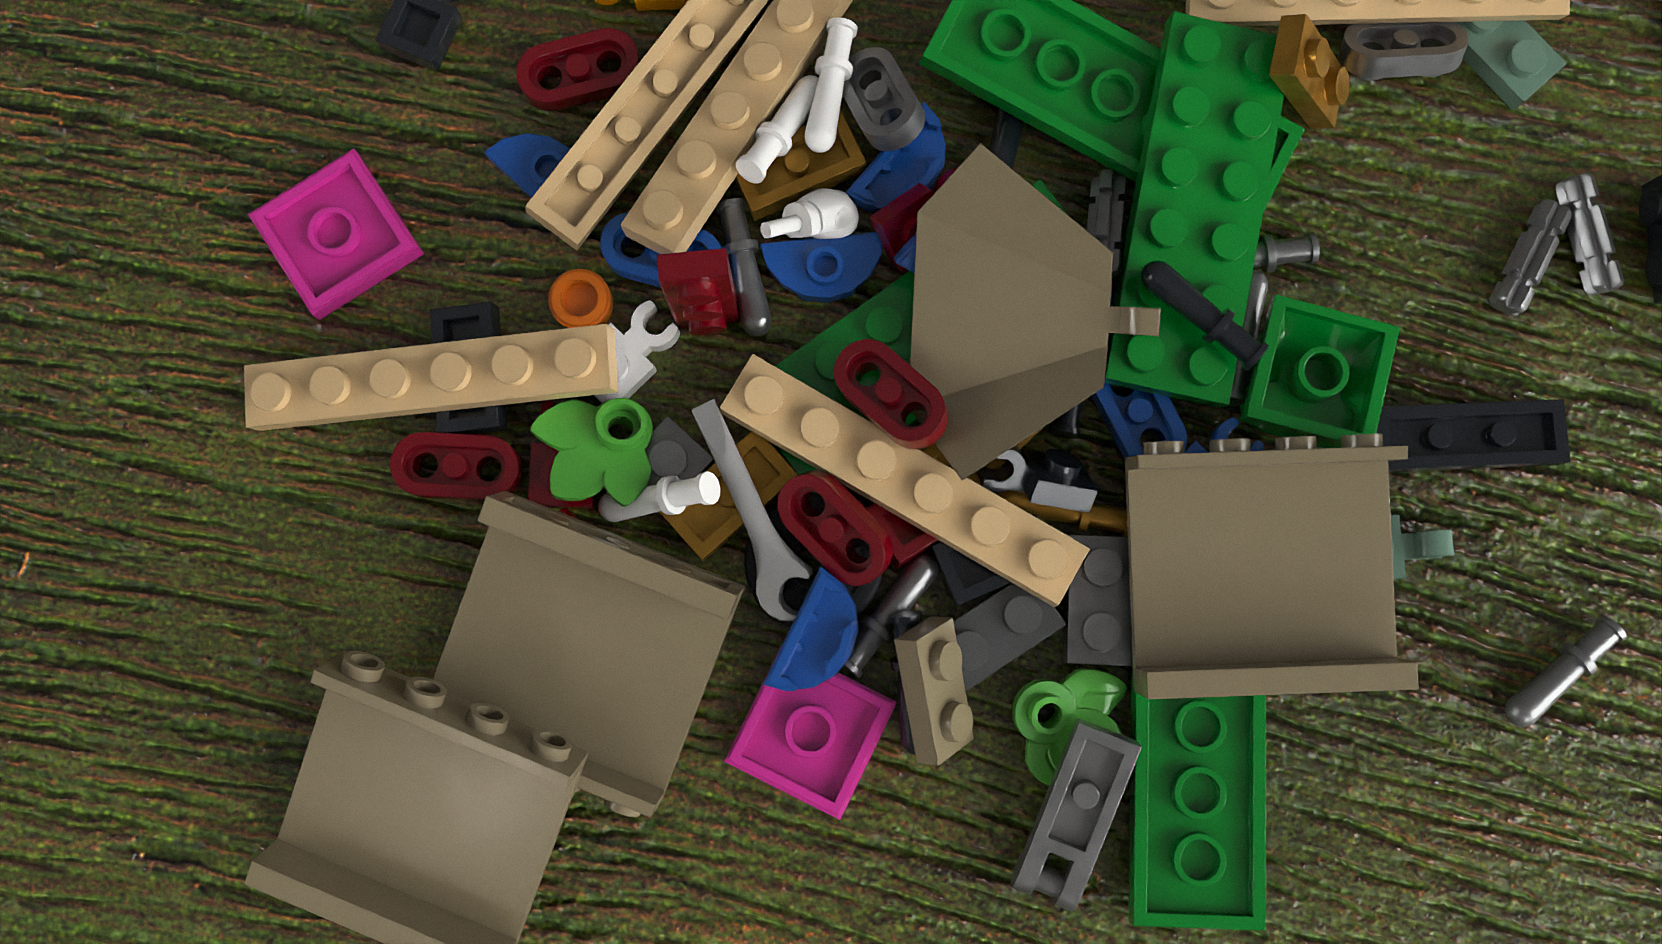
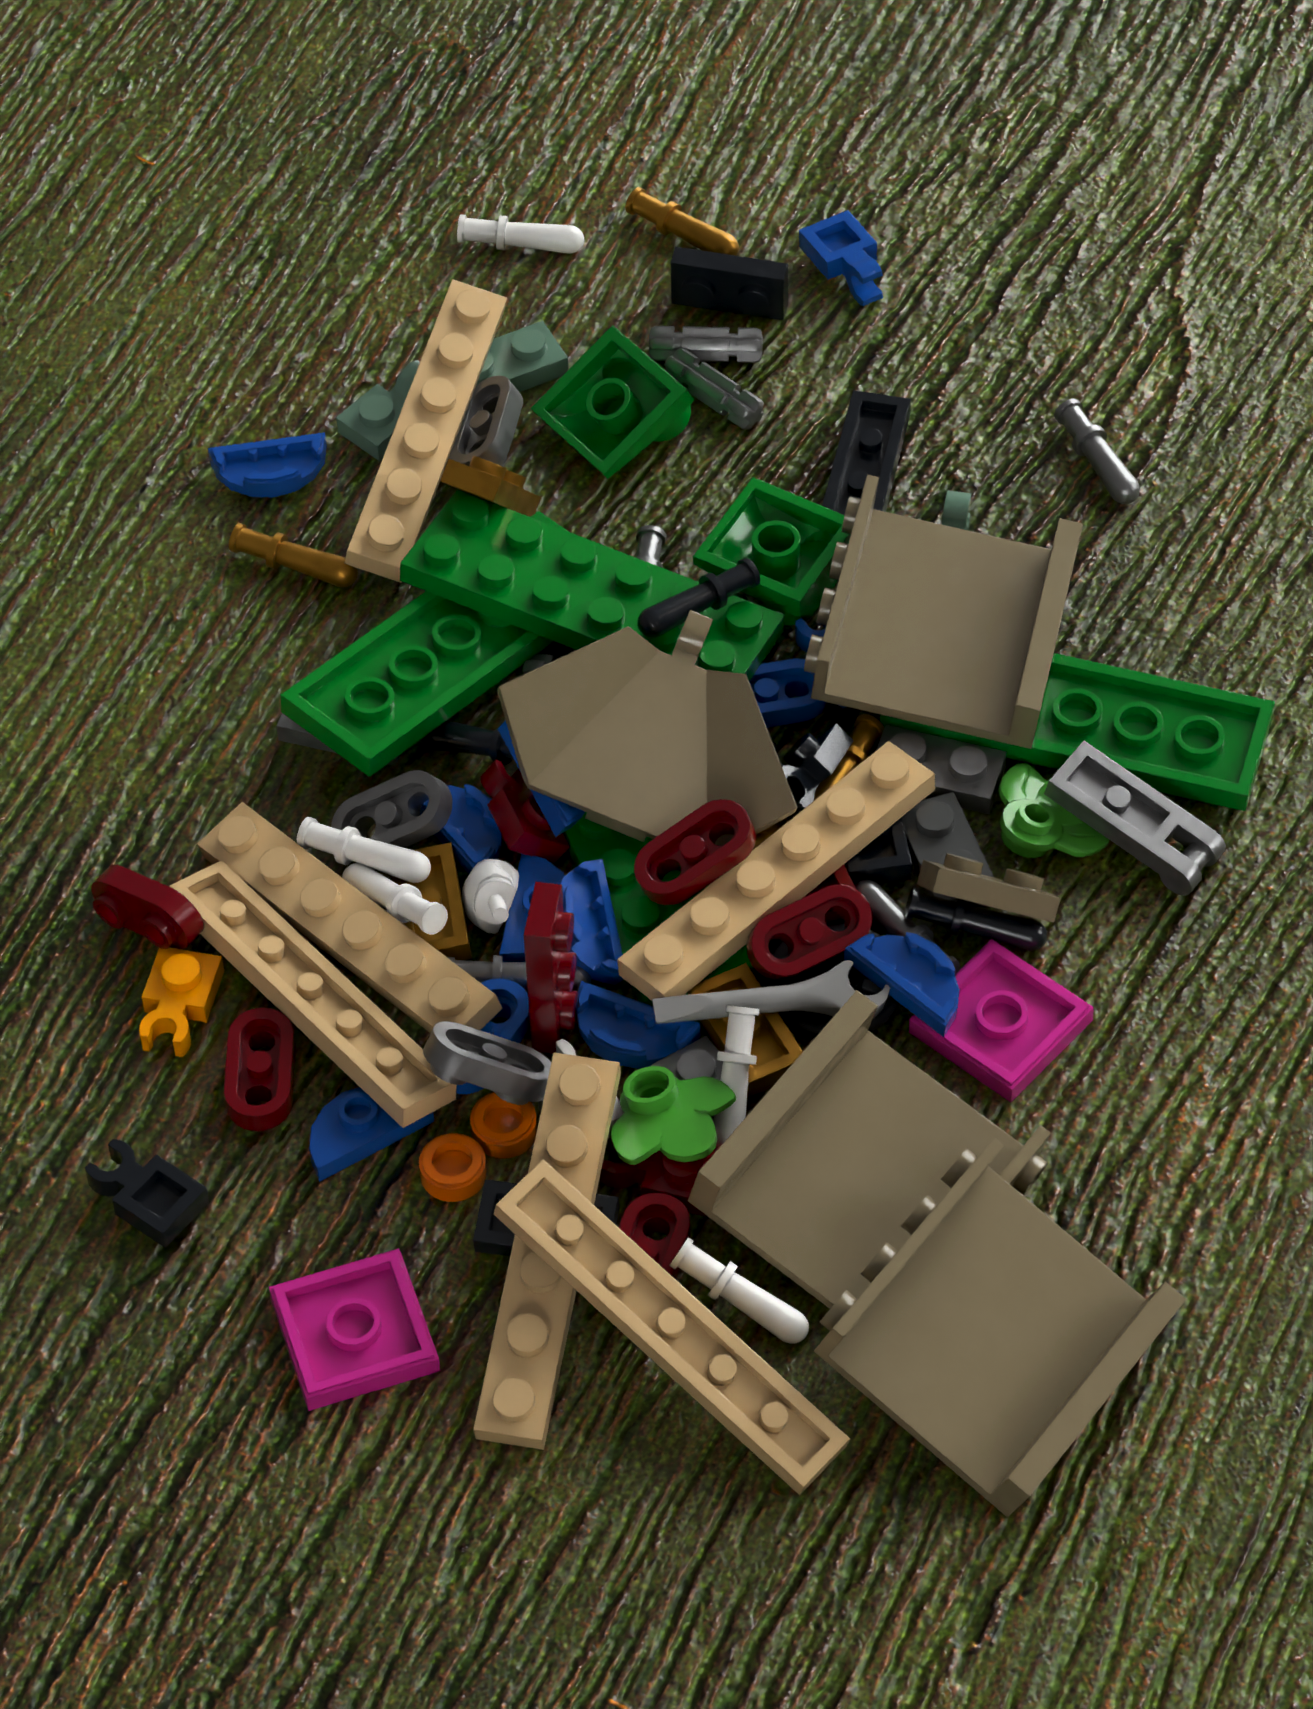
camera: 70 degrees left, 30 degrees down
(351, 508) = (671, 1326): none -> tan plate
(428, 574) = (761, 1306): none -> white piece
(523, 269) = (452, 1167): none -> orange tile
(605, 264) = (488, 1061): none -> flat silver plate
(703, 374) = (627, 1029): none -> blue plate
(809, 310) = (595, 927): none -> blue plate
(1470, 164) = (614, 403): none -> green slope

